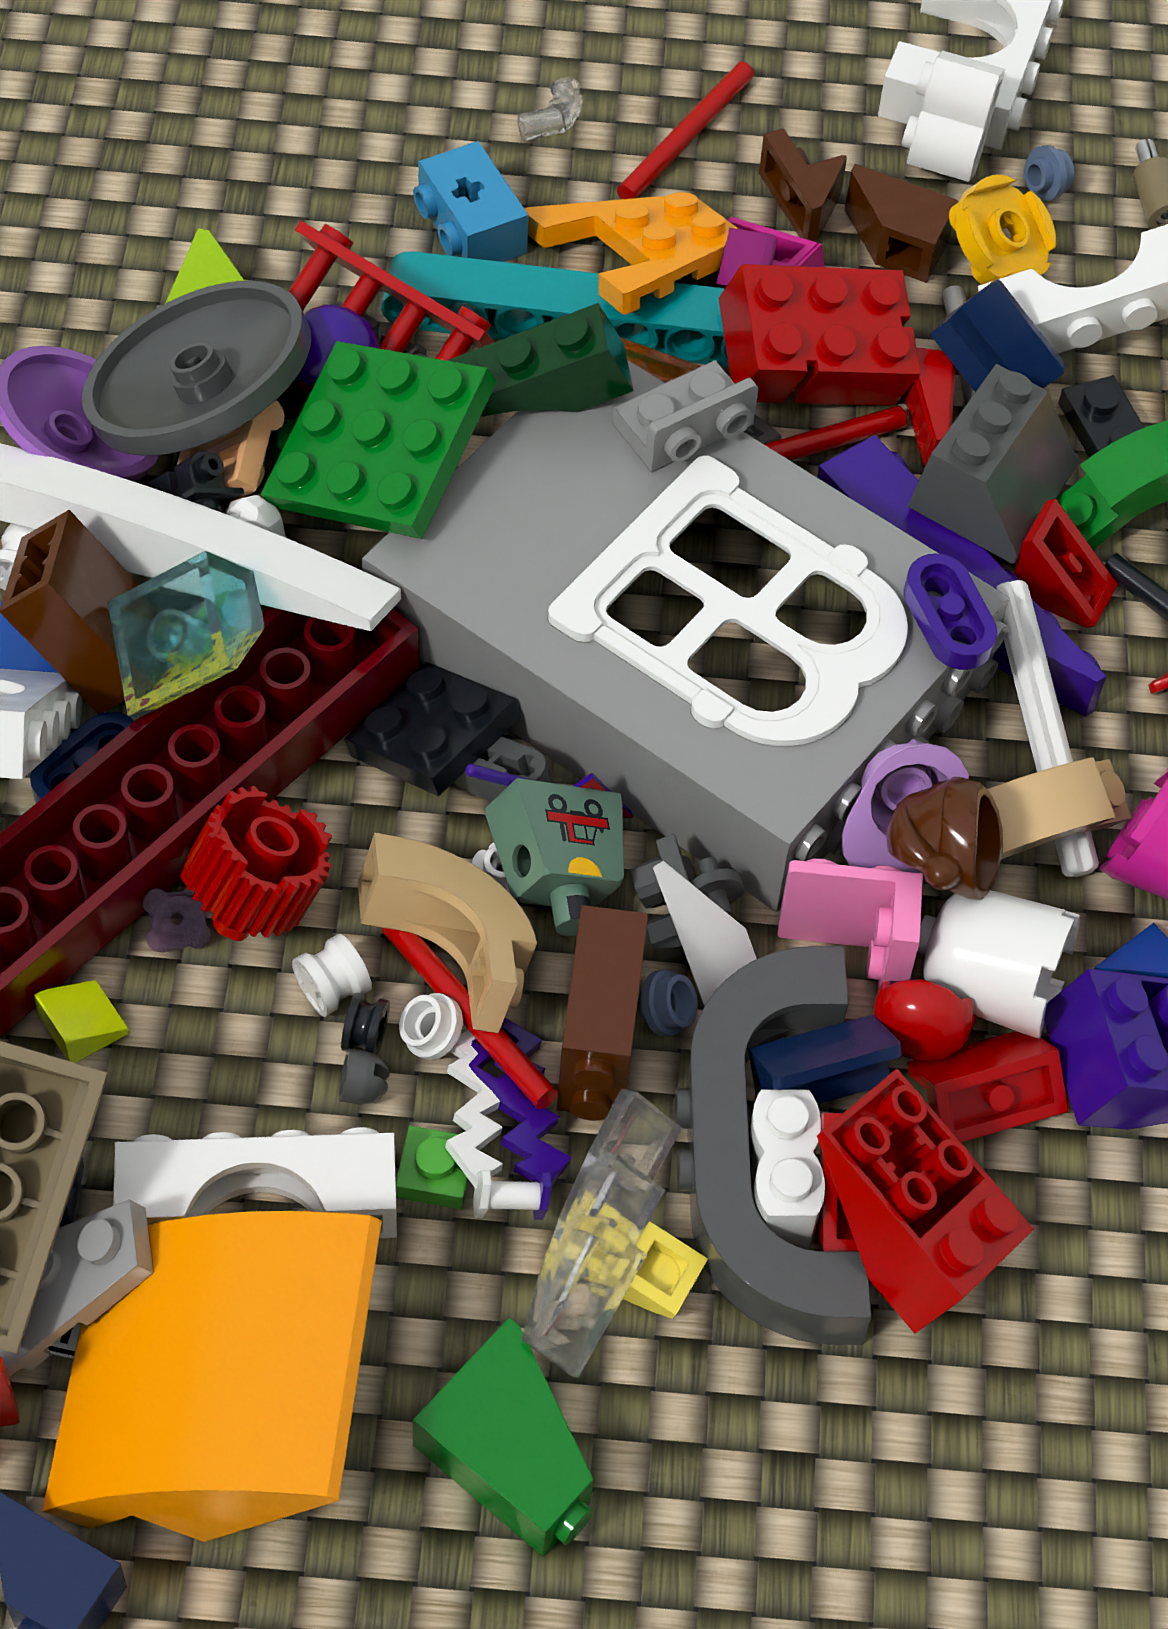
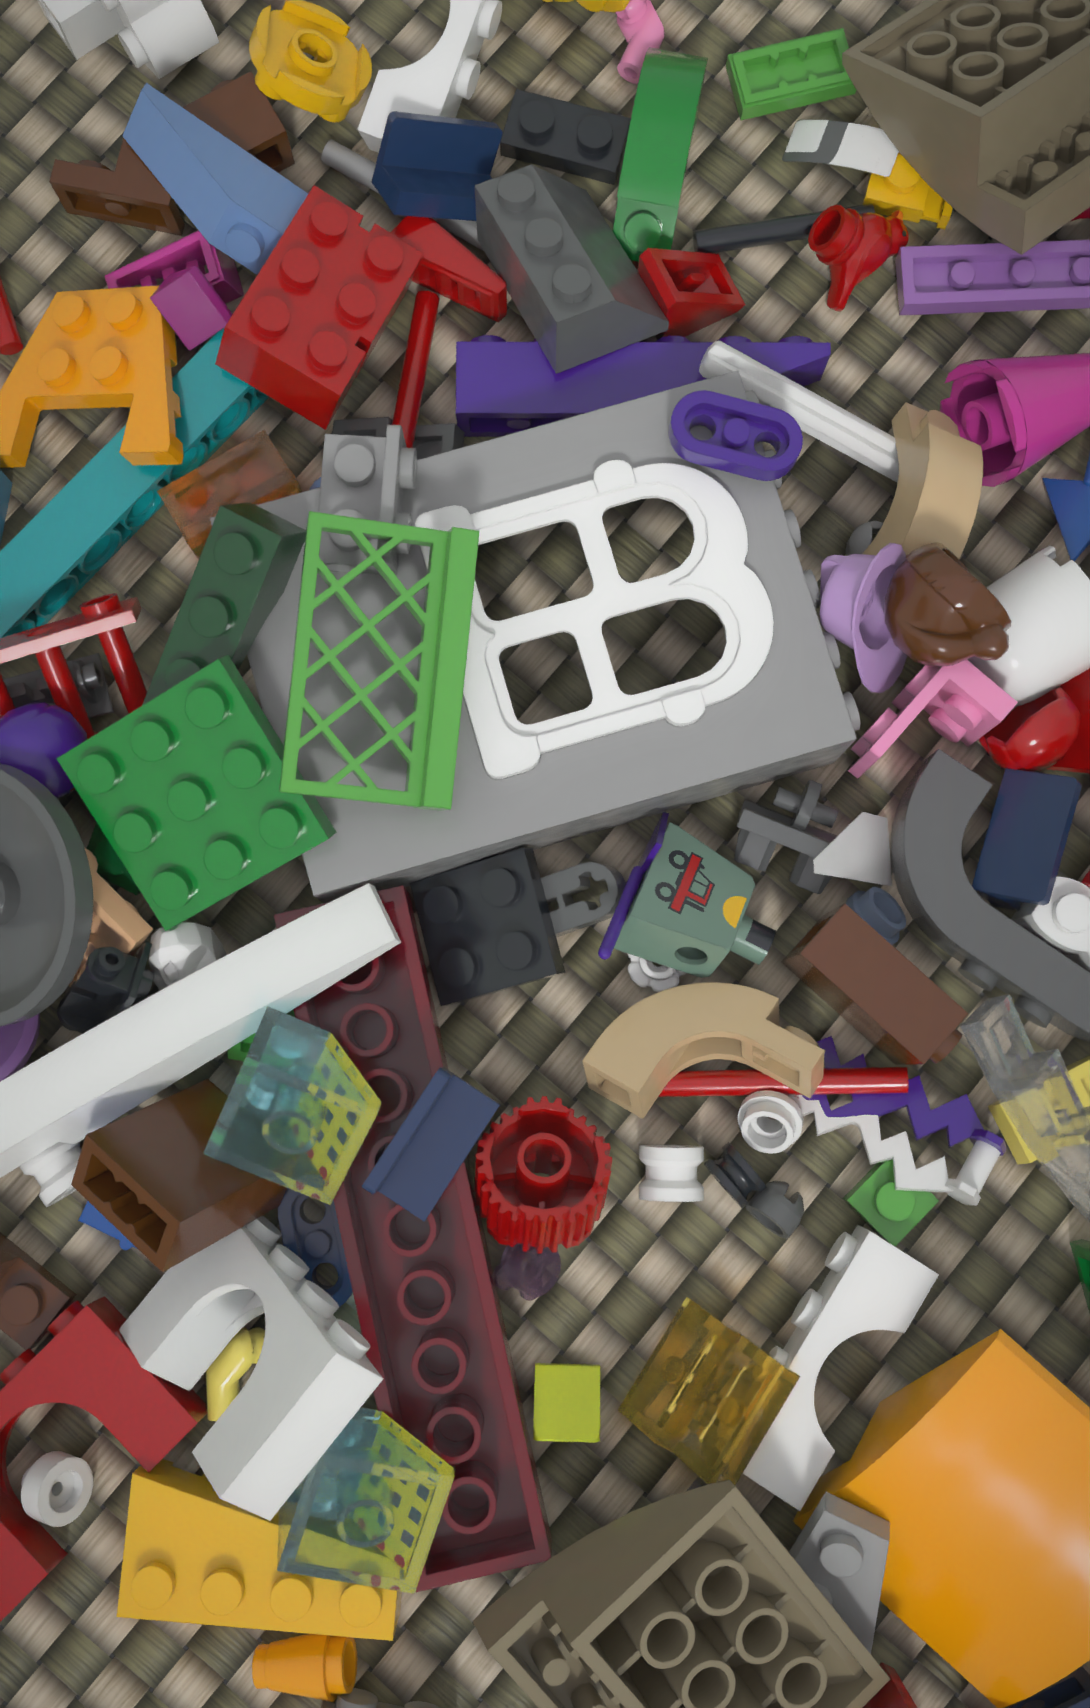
camera: 50 degrees left, 25 degrees up
(165, 1105) = (708, 1394): none -> clear yellow slope
(228, 741) = (432, 1143): none -> dark blue panel
(606, 510) = (439, 670): none -> bright green fence
(856, 212) = (216, 183): none -> medium blue slope

